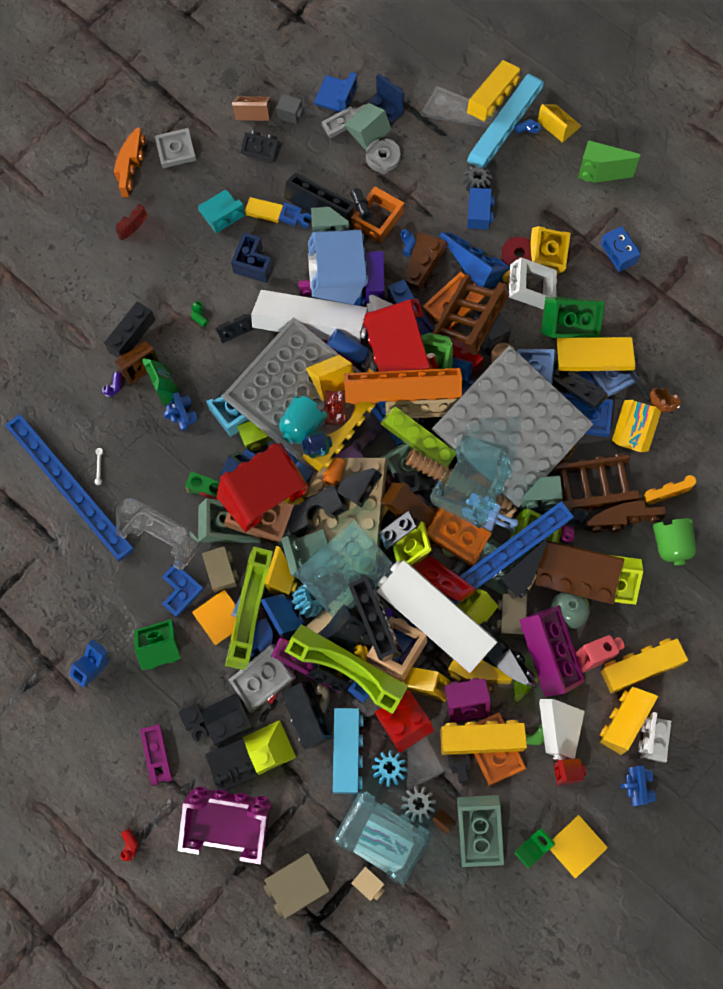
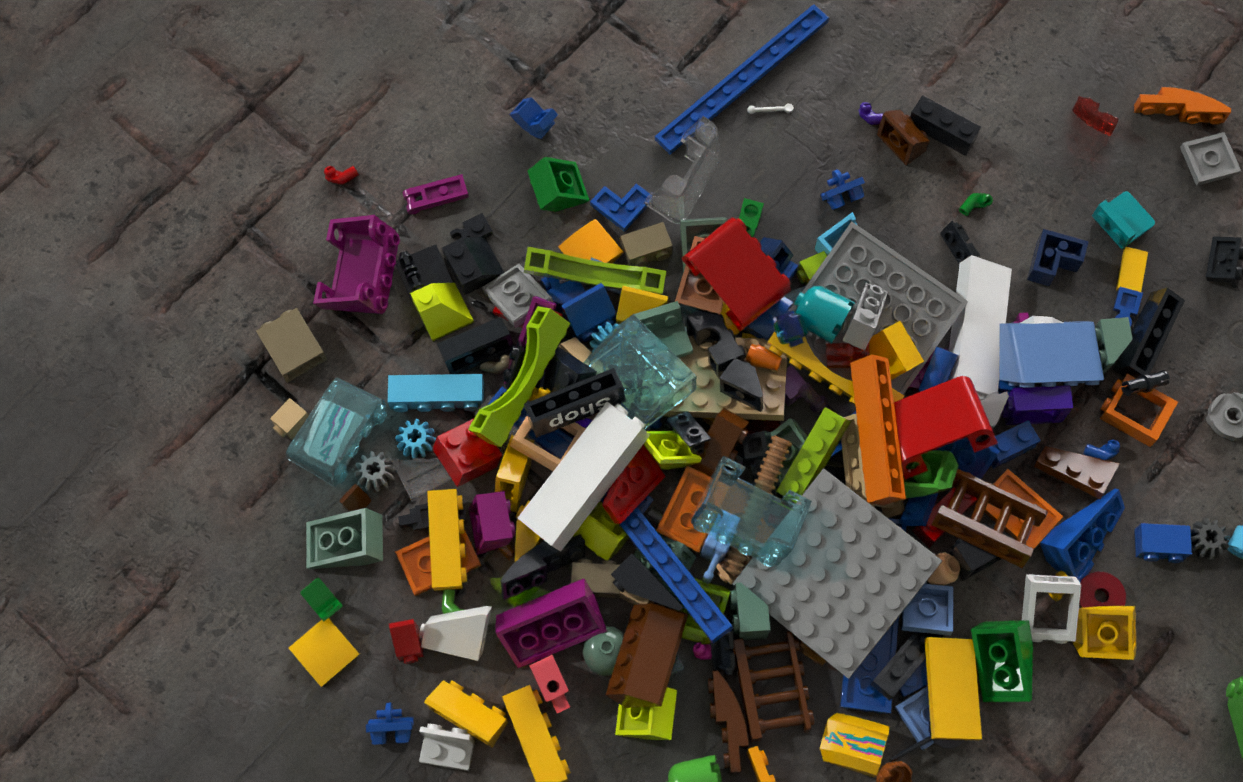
camera: 85 degrees right, 0 degrees up
(161, 379) = (879, 163): green slope -> none
(313, 387) = (865, 316): none -> light grey slope
(620, 248) = (1120, 733): blue brick -> none

